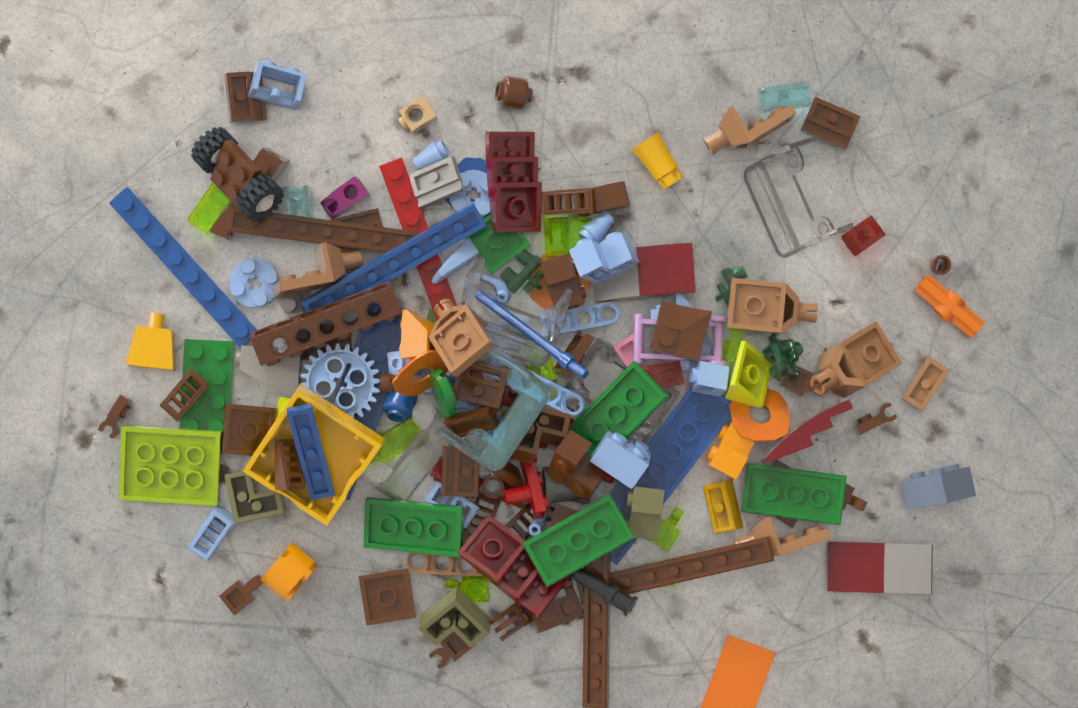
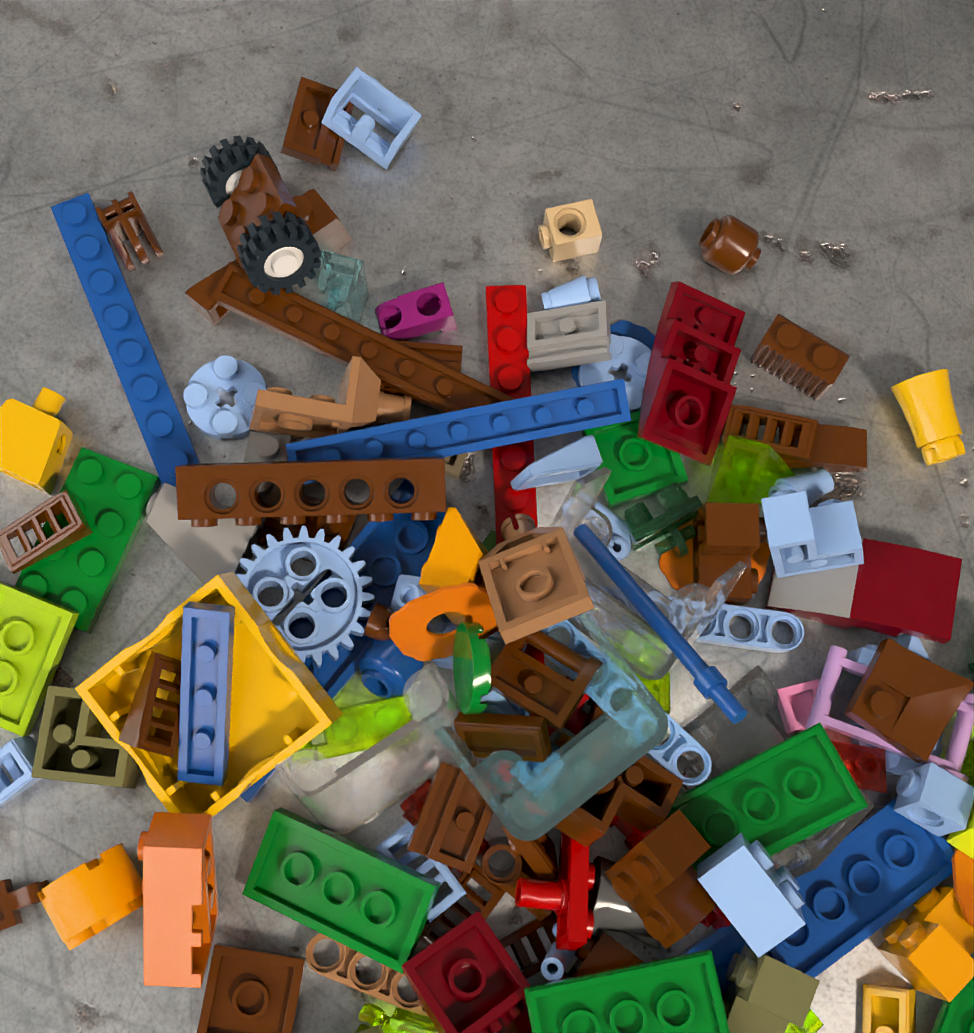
camera: 10 degrees right, 10 degrees down
(159, 201) = (128, 227): none -> reddish brown arm
(208, 209) = (197, 262): clear neon green plate -> none
(245, 428) = (116, 618): reddish brown tile -> none
(334, 557) = (178, 898): none -> wedge
(572, 150) = (799, 357): none -> reddish brown brick
(577, 349) = (732, 664): reddish brown plate -> none

